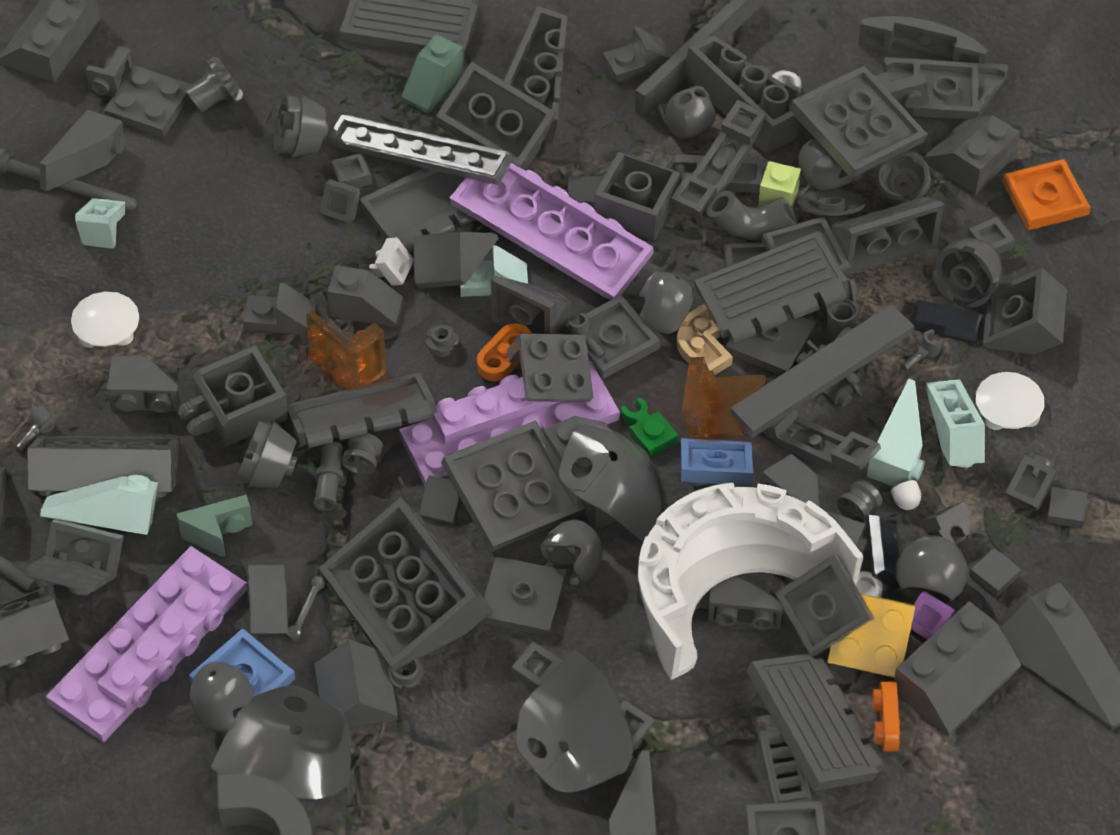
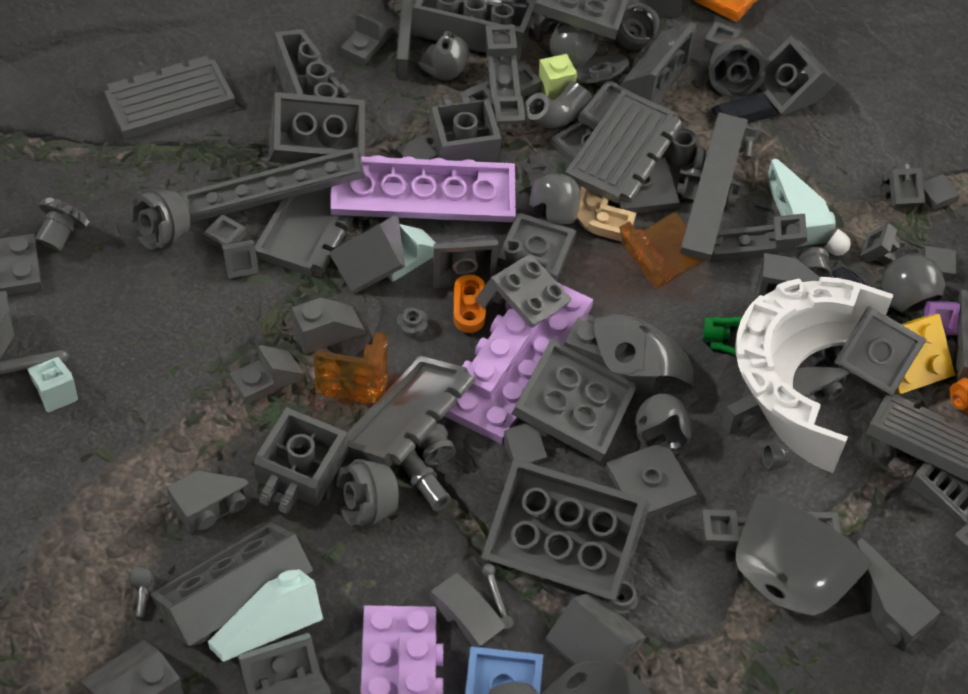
camera: 40 degrees left, 0 degrees up
(105, 320) = (123, 463): white dish -> none
(207, 523) = (367, 578): sand green slope -> none
(392, 262) = (323, 282): white tile -> none
(433, 73) = (227, 125): sand green slope -> none
(647, 430) = (621, 300): green plate -> none
(716, 462) = (699, 294): medium blue plate -> none
(957, 423) = (829, 175): light aqua slope -> none
(1009, 401) = (835, 141): white dish -> none

